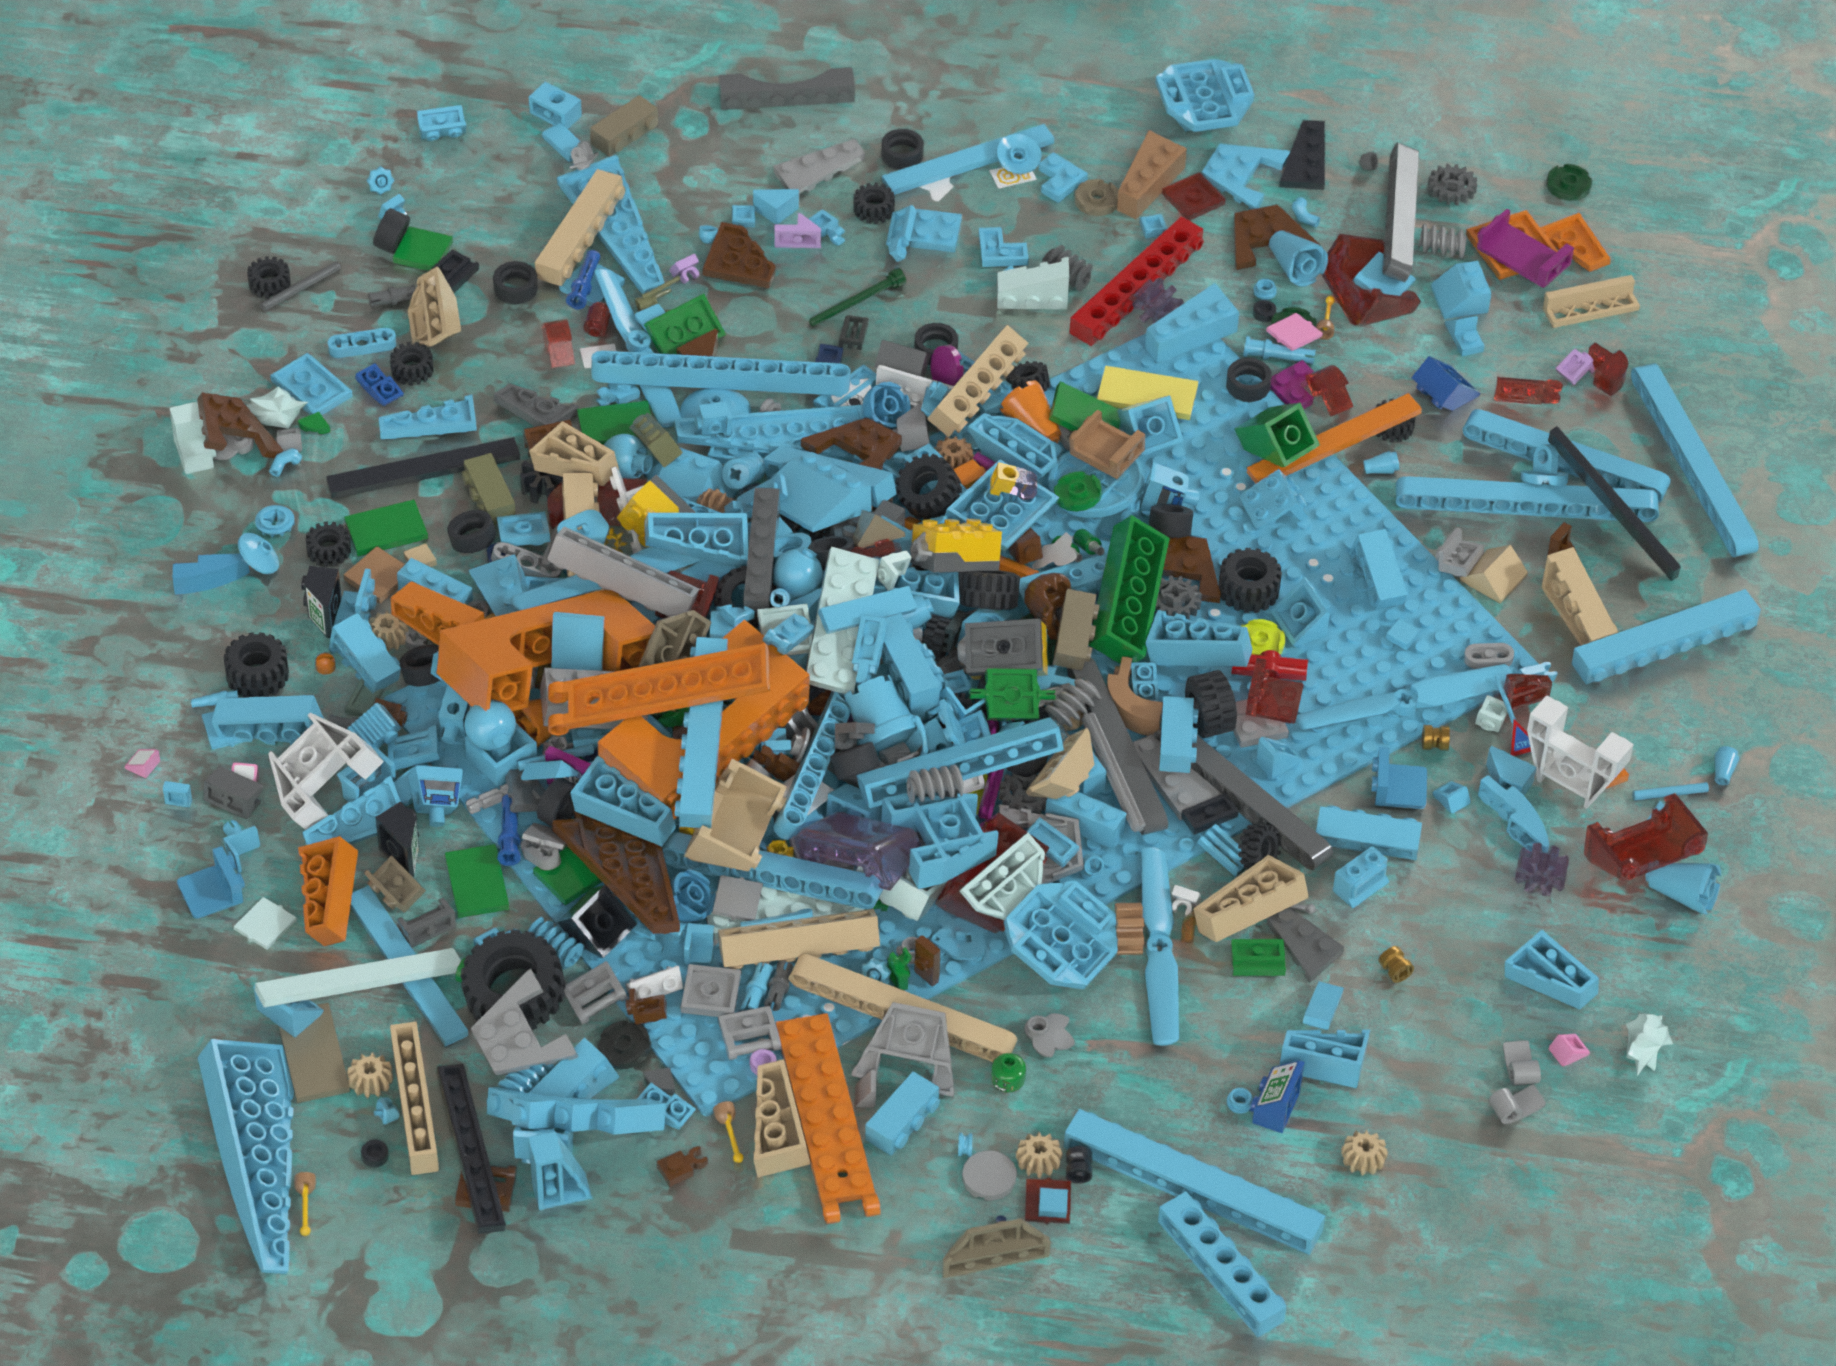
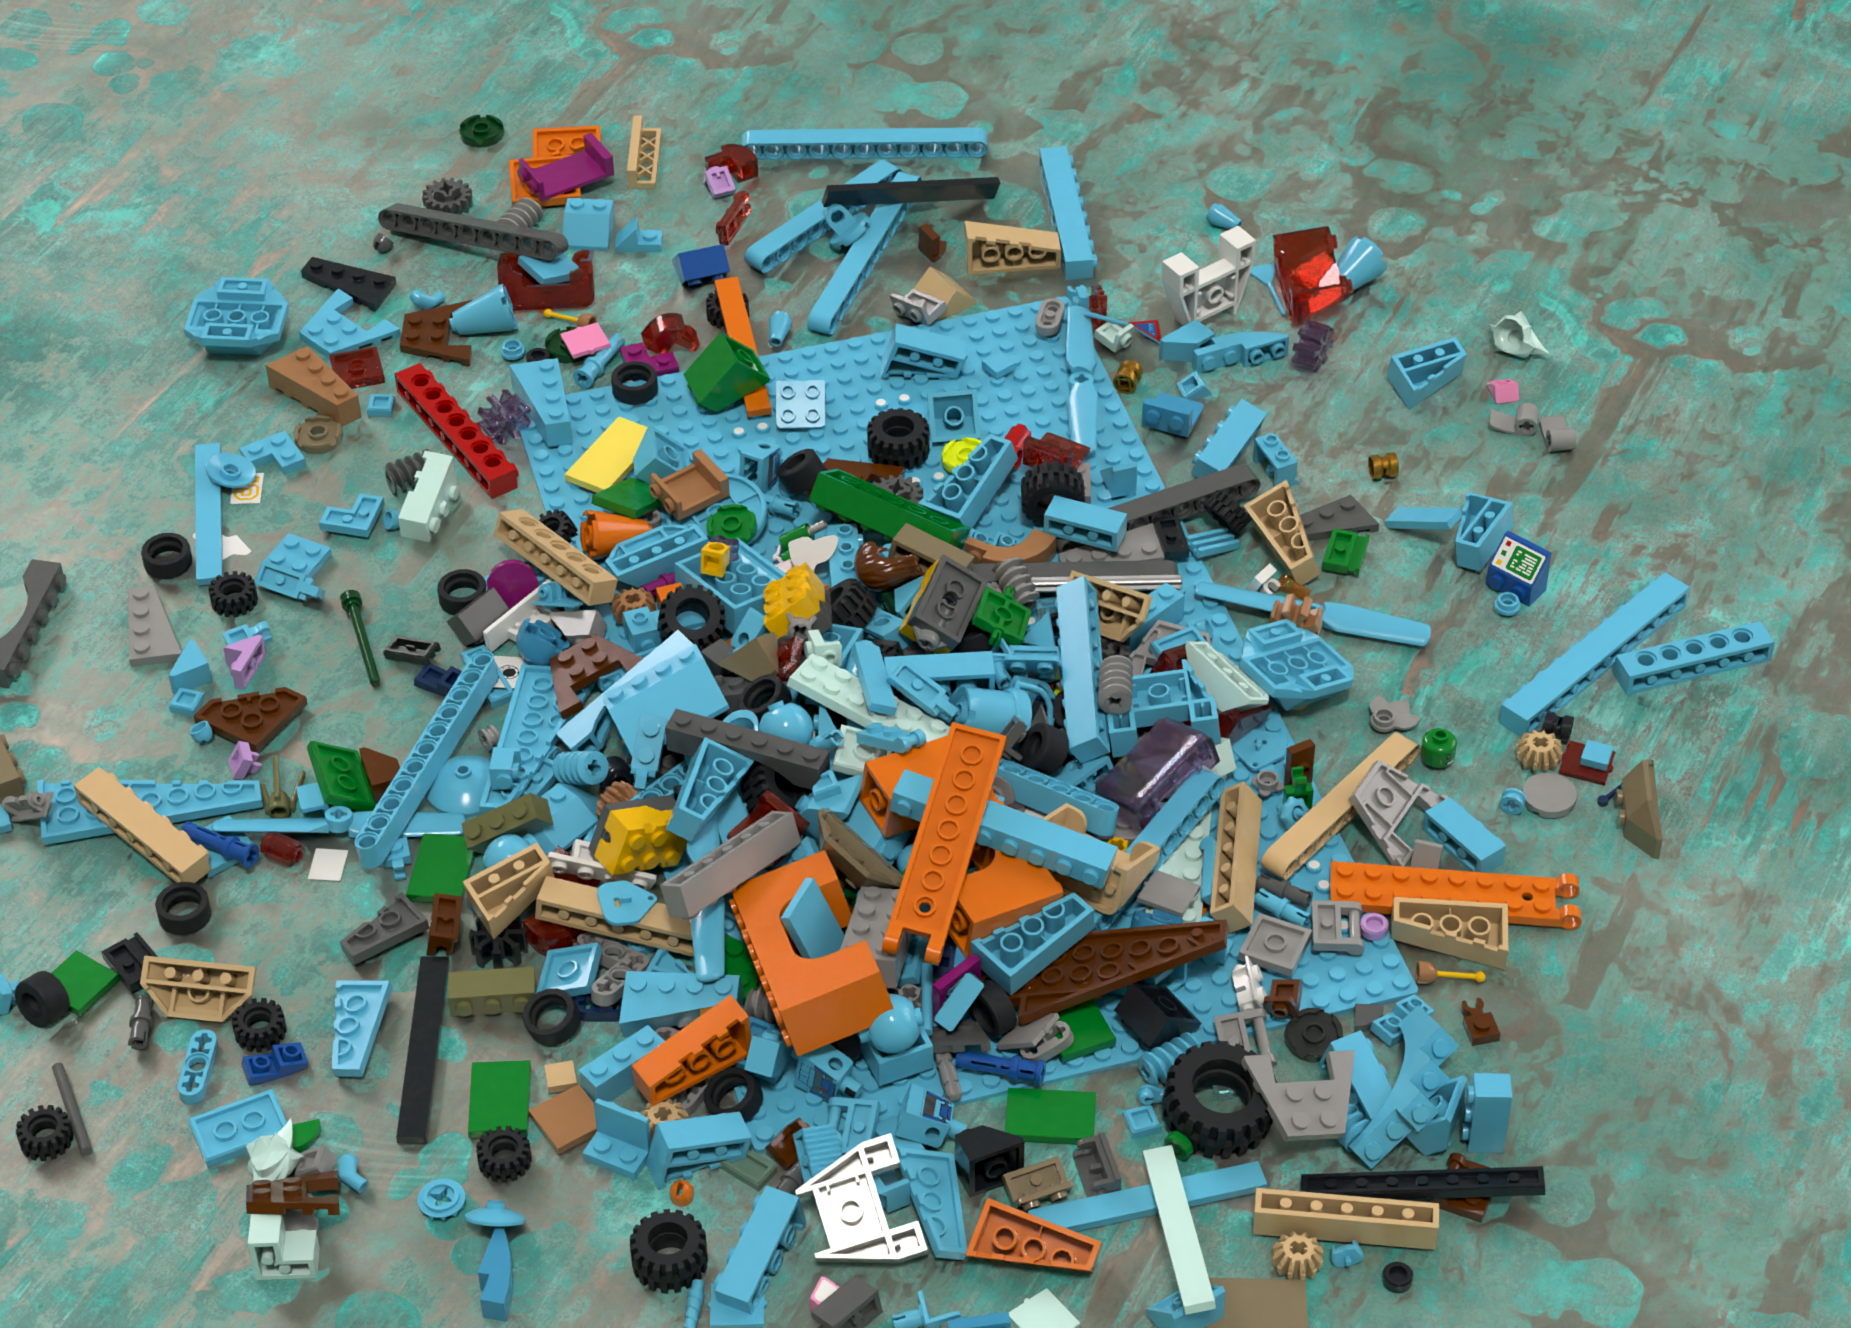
camera: 70 degrees left, 5 degrees down
(322, 596) = (603, 1165): black slope -> none
(558, 340) = (297, 881): clear red brick -> none
(1364, 1152) = (1590, 537): tan gear -> none

